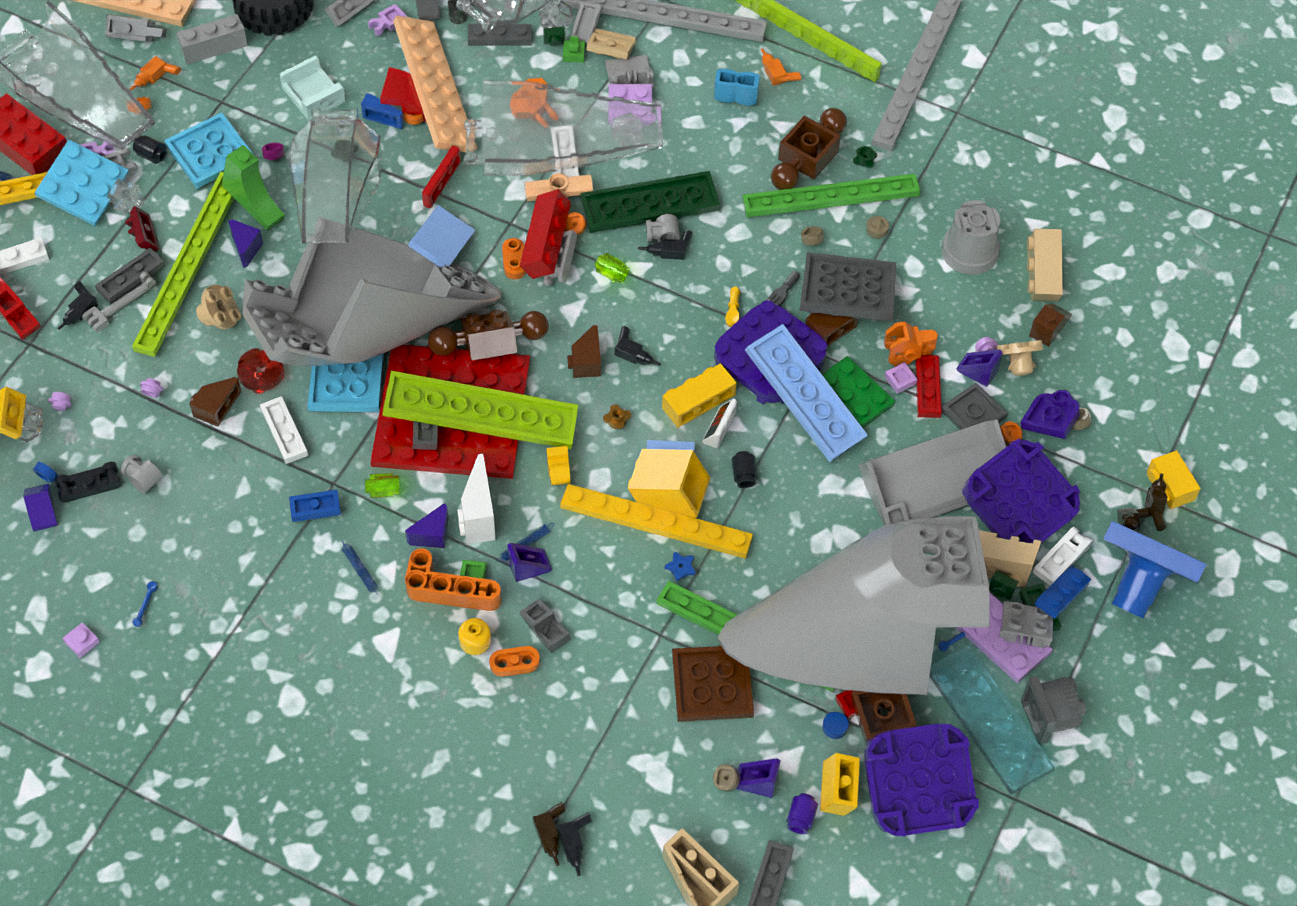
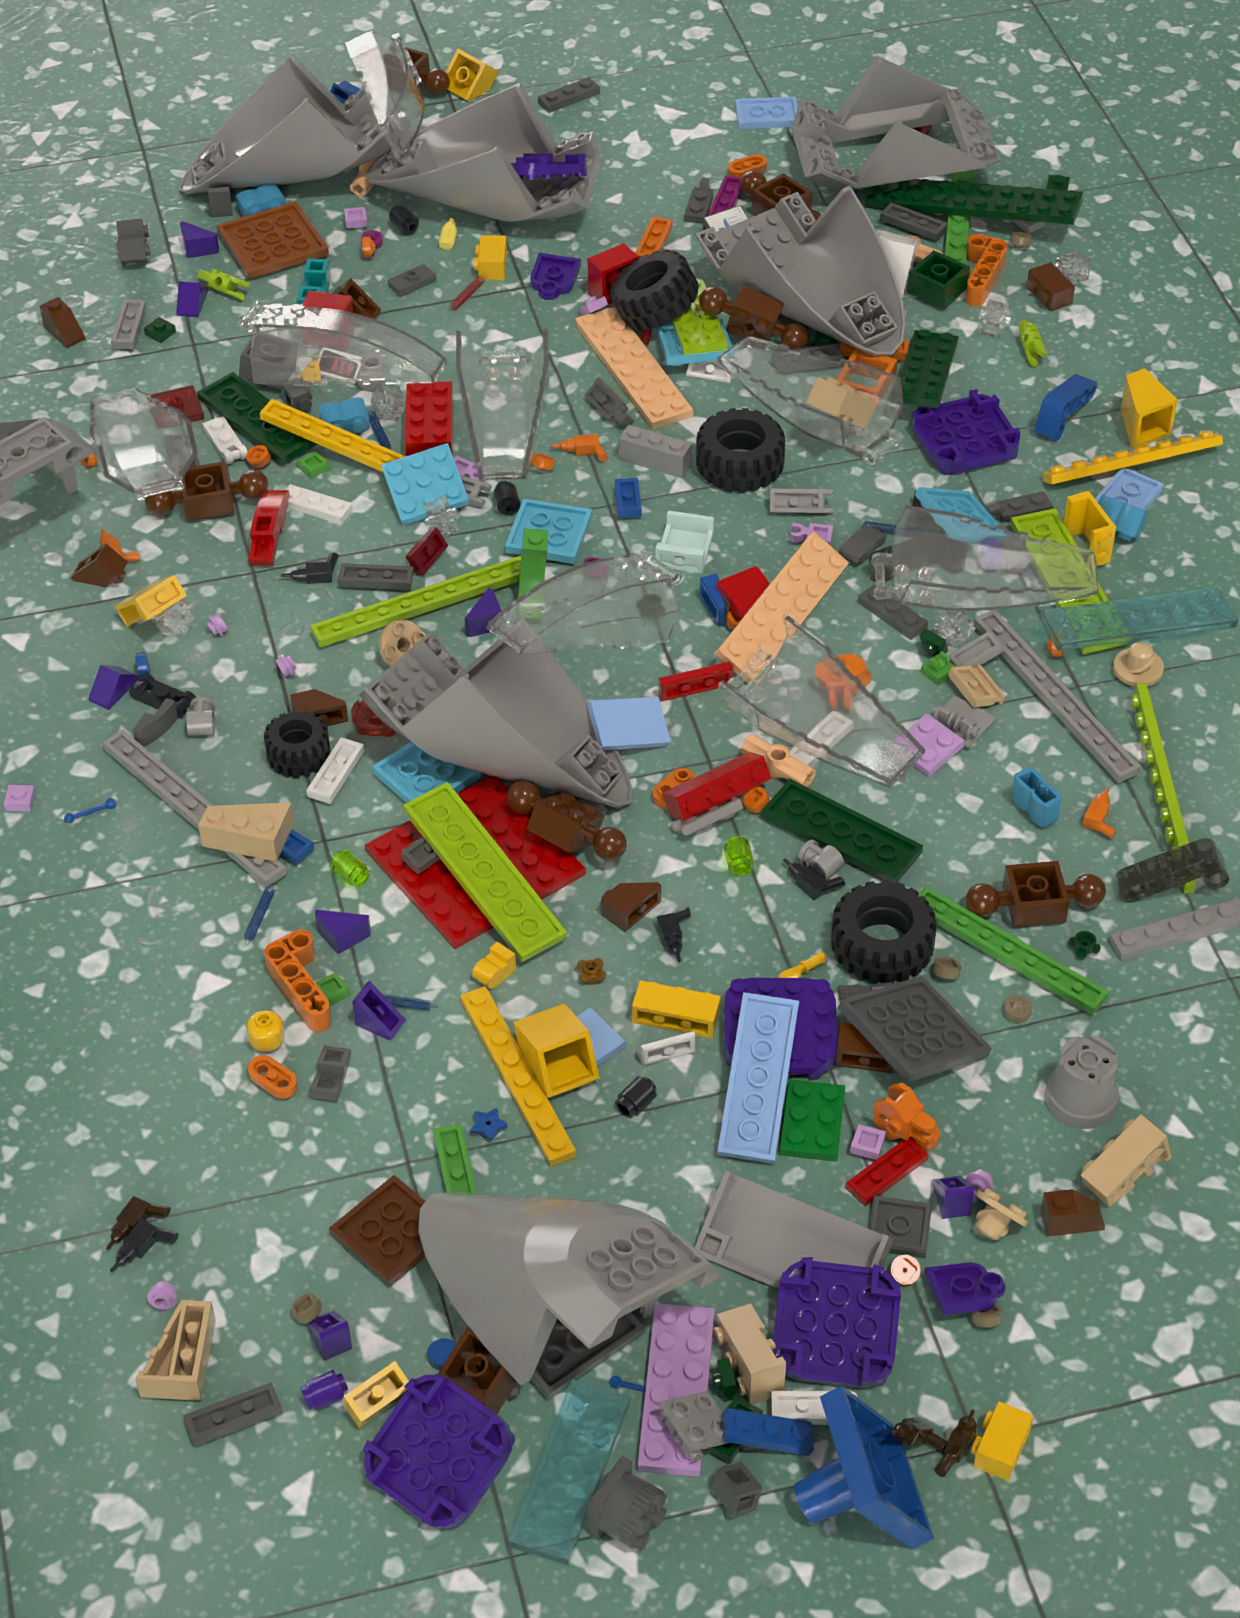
camera: 50 degrees right, 10 degrees down
(98, 319) = (317, 588): light grey hinge -> none
(113, 506) = (154, 726): none -> dark grey slope
(217, 537) = (180, 797): none -> light grey plate
(233, 86) = (628, 497): none -> blue plate
(233, 418) = (297, 743): none -> black tyre
(289, 518) = (247, 828): none -> tan wedge
(477, 515) = (393, 936): white slope -> none
(633, 857) = (162, 1295): none -> lavender plate
(764, 221) = (889, 906): none -> black tyre
(865, 71) = (1173, 869): none -> clear smoke beam
(1084, 639) = (736, 1489): none -> dark grey brick

